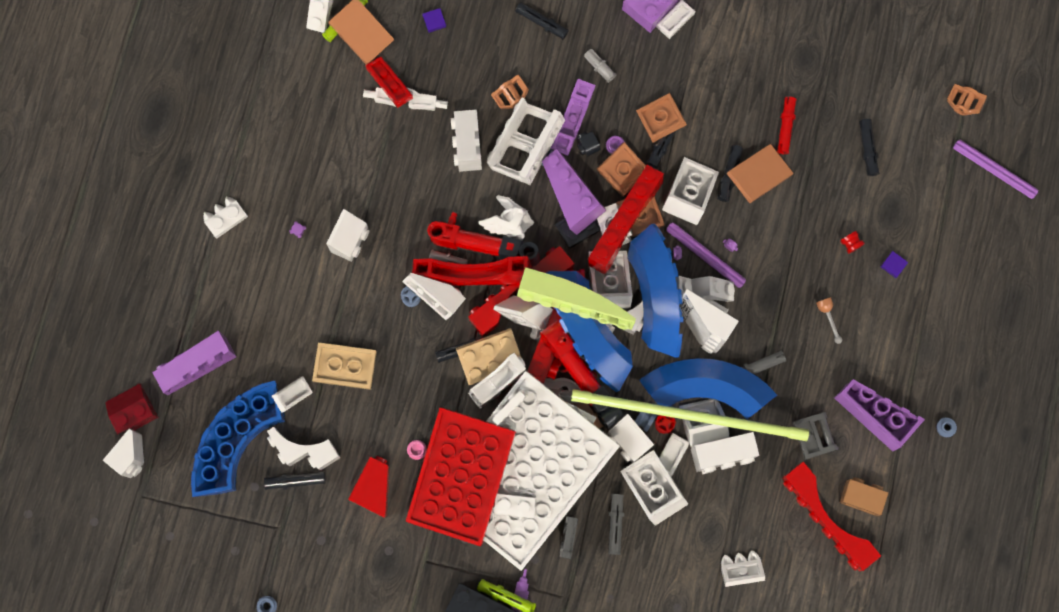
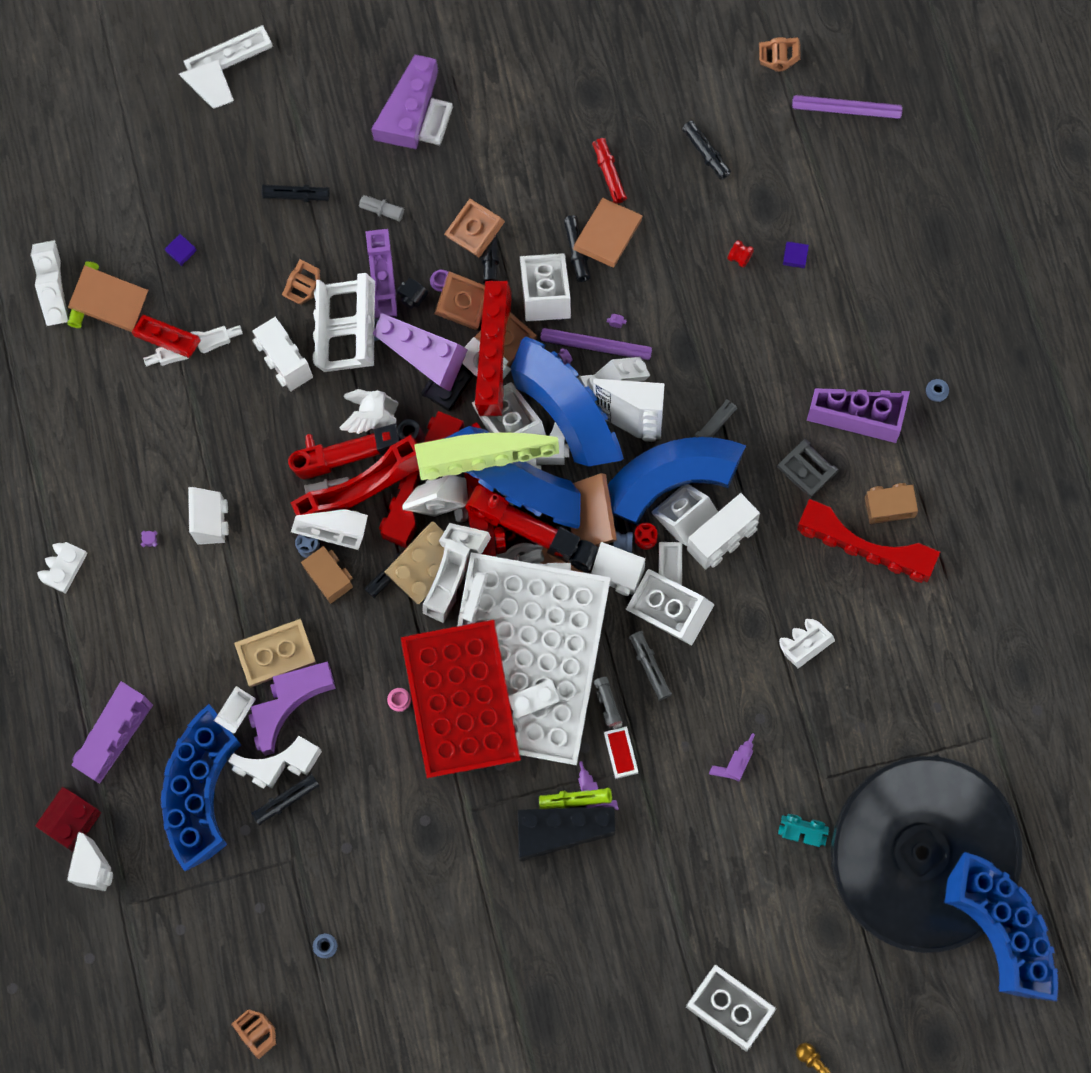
camera: 20 degrees left, 5 degrees down
(340, 401) = (292, 690): none -> medium lavender arch
(373, 486) = (372, 762): red slope -> none
(413, 326) = (327, 574): none -> medium nougat brick
(533, 360) = (473, 538): none -> white plate
(559, 578) = (621, 752): none -> red tile
(638, 382) = (595, 511): none -> nougat tile
(790, 432) = (779, 474): yellowish green piece -> none
(826, 306) = (748, 332): hinge -> none

